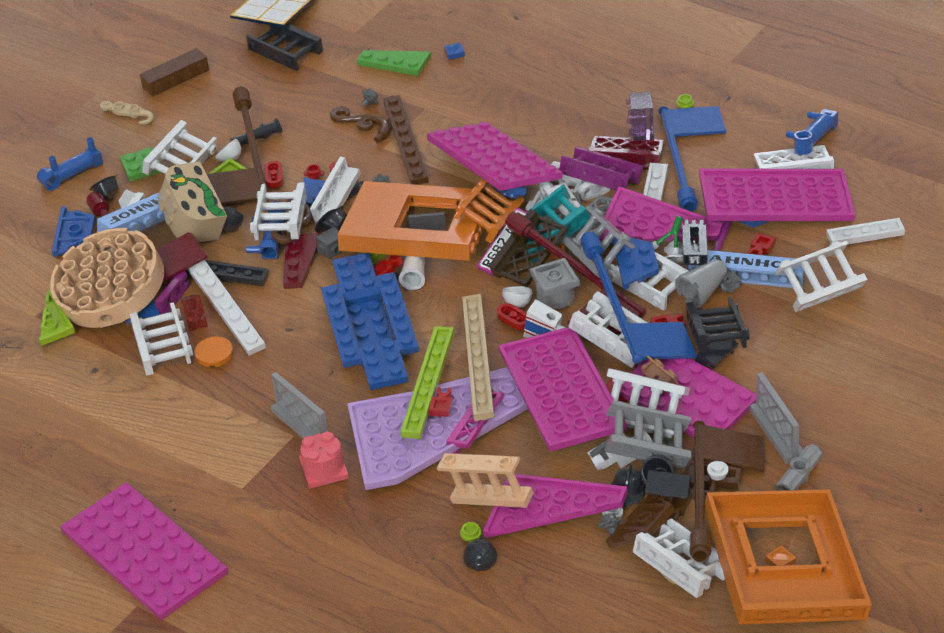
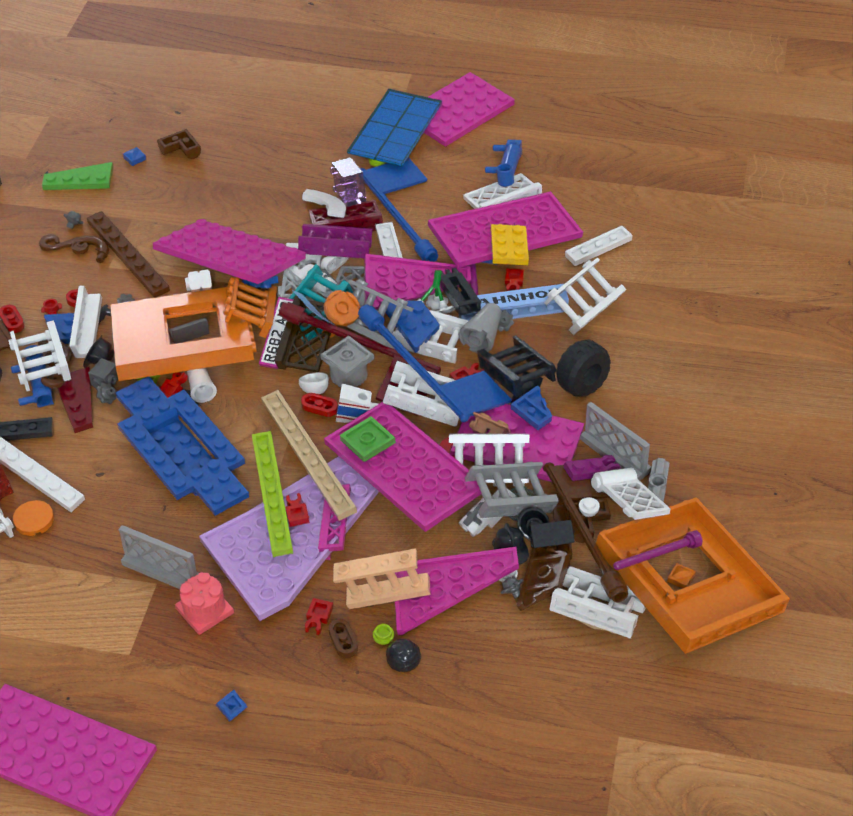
camera: 25 degrees left, 5 degrees up
(306, 553) = (231, 705): none -> blue tile
(324, 259) = (105, 393): none -> dark grey plant
(421, 497) = (318, 613): none -> red plate
(432, 525) = (343, 640): none -> reddish brown plate
(453, 177) = (198, 281): none -> white brick
(501, 44) = (180, 140): none -> reddish brown brick
(535, 355) = (367, 439): none -> bright green plate
(539, 222) = (310, 306): none -> light blue sticker
(568, 230) = (341, 308): none -> orange tile
(618, 134) = (333, 205): none -> white tile
(710, 367) = (533, 408): none -> blue wing
(717, 73) = (394, 127): none -> clear blue piece
(742, 437) = (588, 467): none -> magenta hinge
(766, 457) = (624, 481): none -> white piece
(768, 209) = (509, 244): none -> yellow plate
(772, 330) = (583, 368): none -> black tyre
(793, 69) = (465, 107): none -> dark pink plate
(796, 524) = (691, 540): none -> magenta piece

